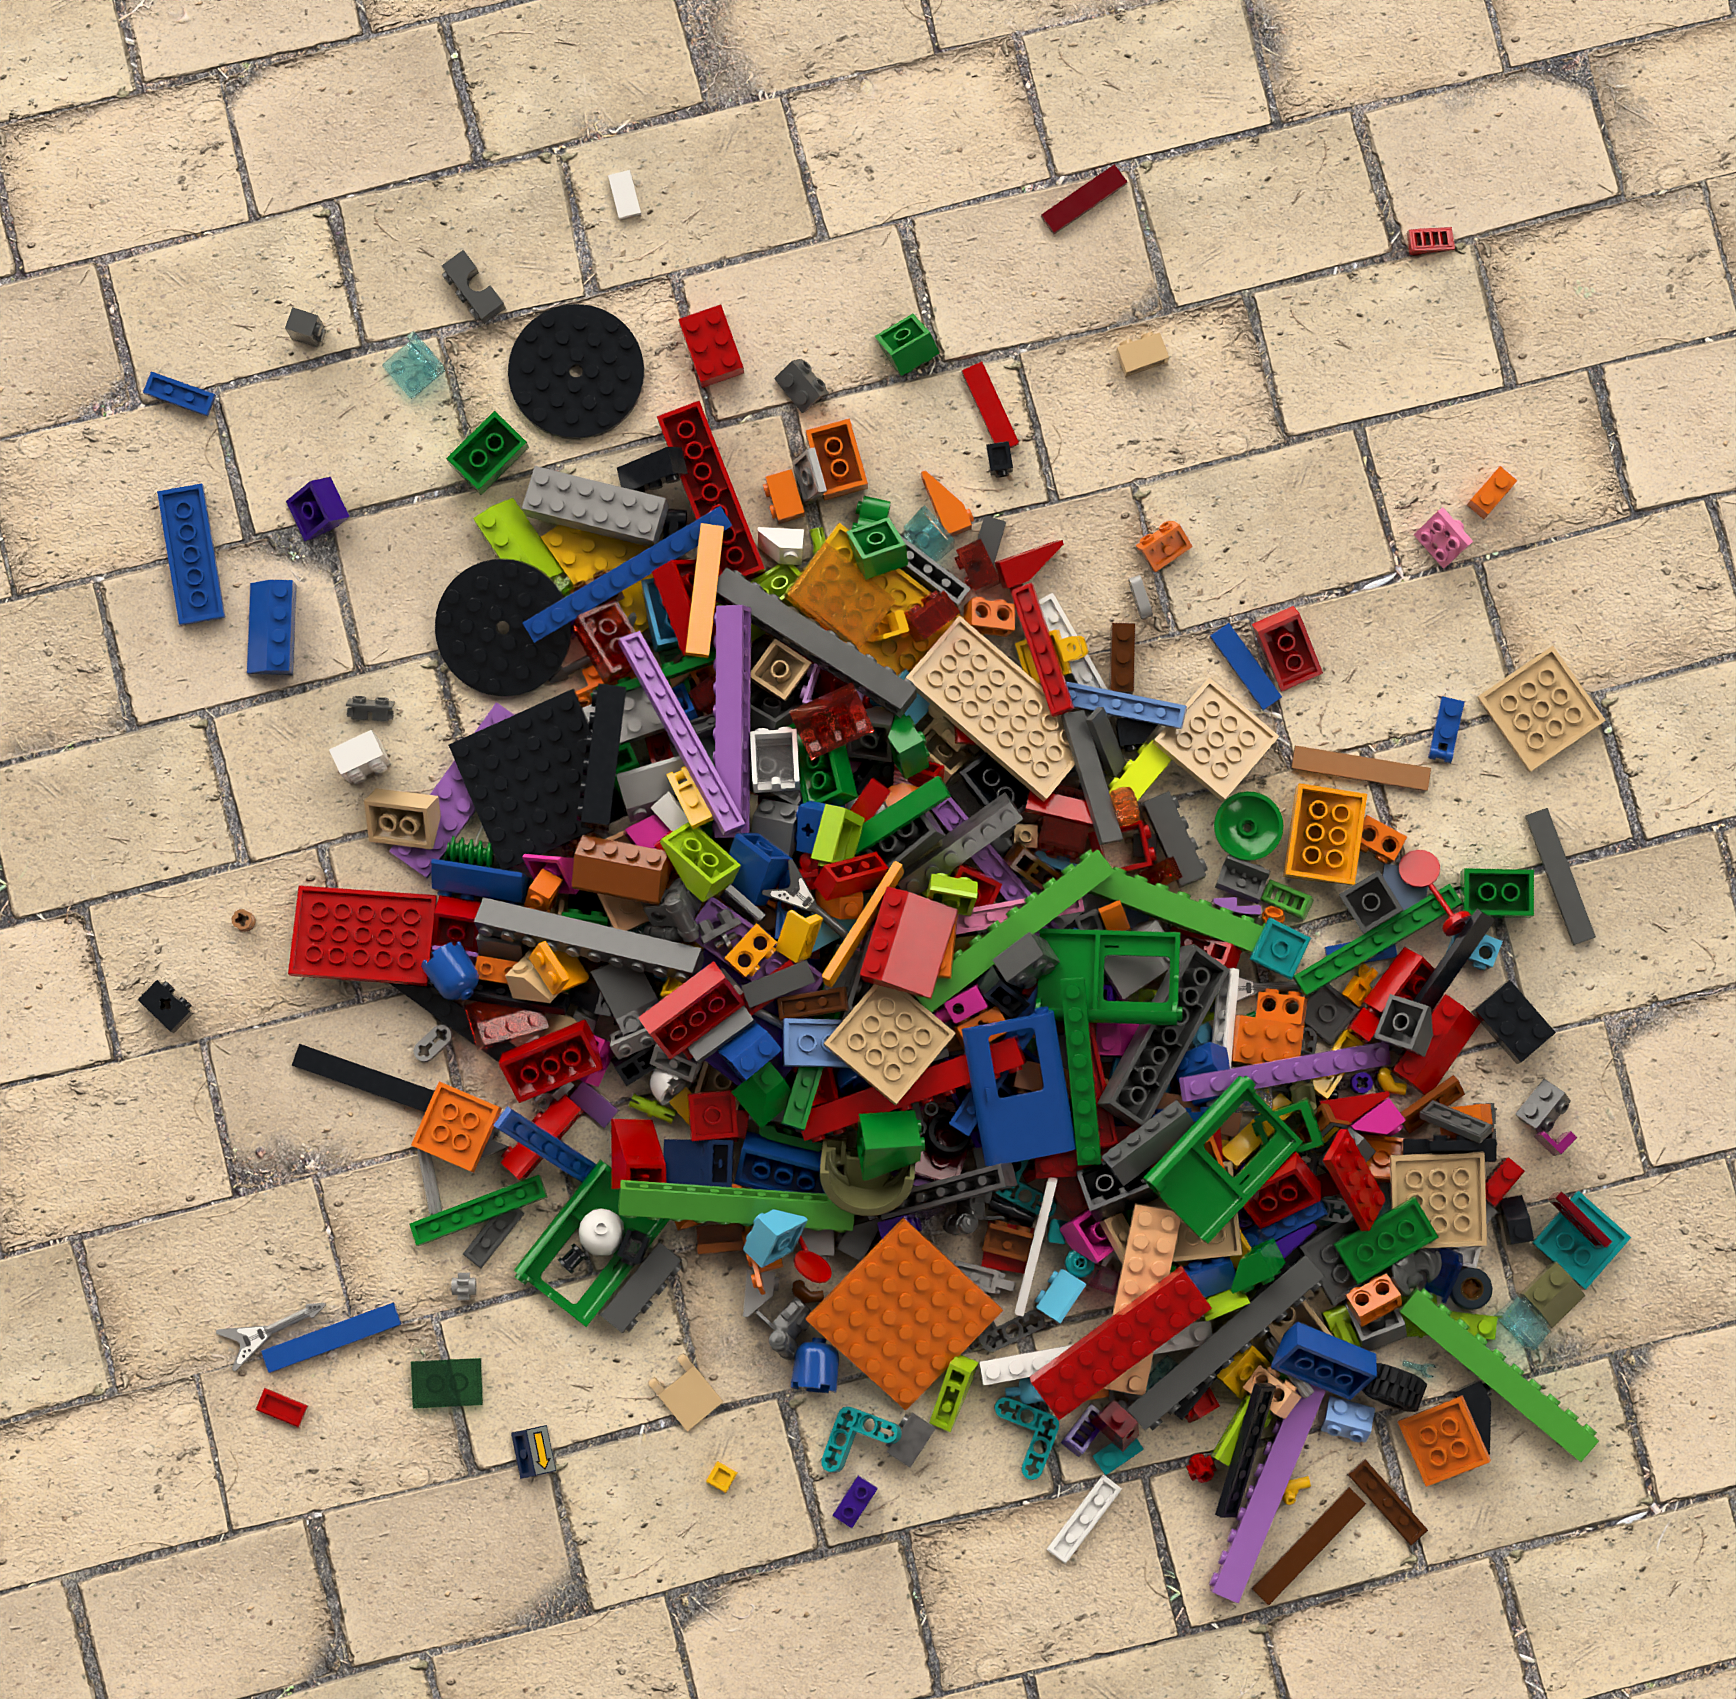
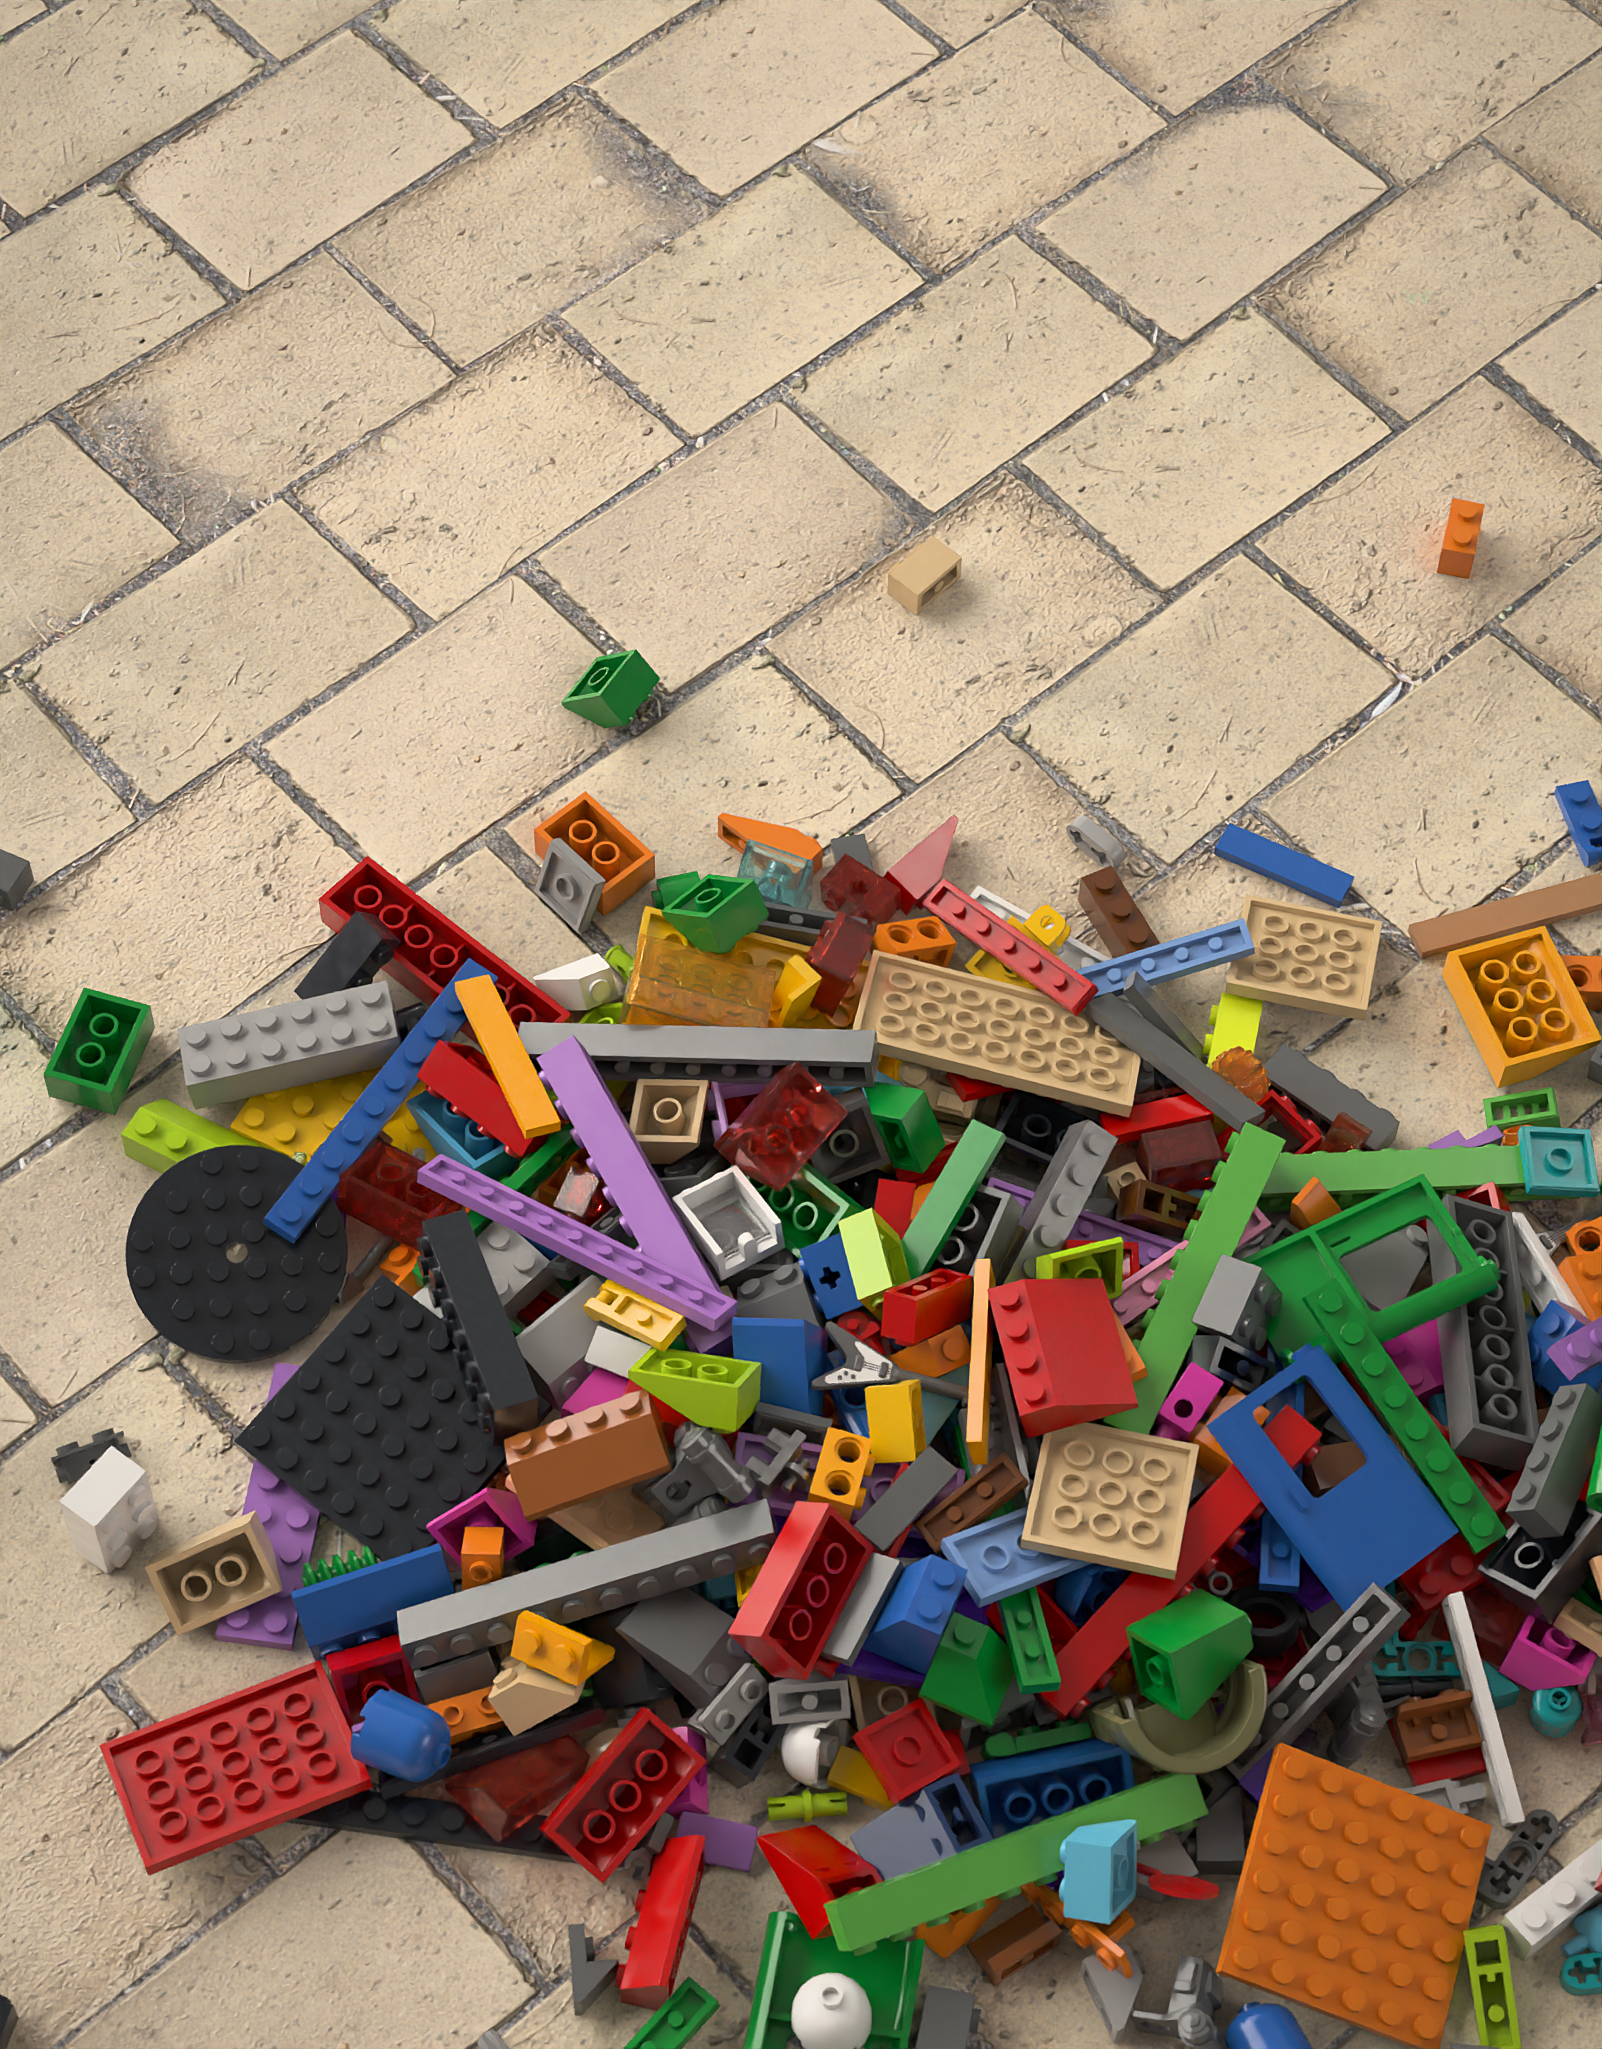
camera: 30 degrees left, 25 degrees down
(238, 917) = (41, 1827): medium nougat bush -> none
(362, 1077) = (373, 1975): black tile -> none
(428, 1039) = (413, 1872): light grey beam -> none
(456, 1126) = (523, 1968): orange plate -> none
(544, 1144) = (678, 1907): blue tile -> none
(581, 404) = (157, 956): black plate -> none
(624, 194) = (131, 682): white tile -> none
(634, 1247) = (894, 2009): black window -> none
(711, 346) = (347, 798): red brick -> none
(784, 496) = (547, 930): orange brick -> none
(801, 384) = (494, 796): dark grey bracket -> none
(804, 1294) = (1171, 1953): dark orange arm -> none
(989, 404) = (762, 717): red tile -> none
(999, 459) = (813, 763): black bracket -> none
(1060, 1295) = (1558, 1766): medium azure slope -> none
(1084, 199) = (743, 446): dark red tile -> none
(1133, 733) = (1191, 997): black slope -> none
(1164, 545) = (1089, 770): orange bracket -> none
(1242, 879) = (1448, 1107): dark grey bracket -> none
(1256, 811) = (1418, 1024): green dish -> none
(1287, 648) = (1324, 816): red slope -> none
(1414, 249) = (1189, 331): slope -> none
(1446, 534) = (1439, 595): bright pink plate -> none

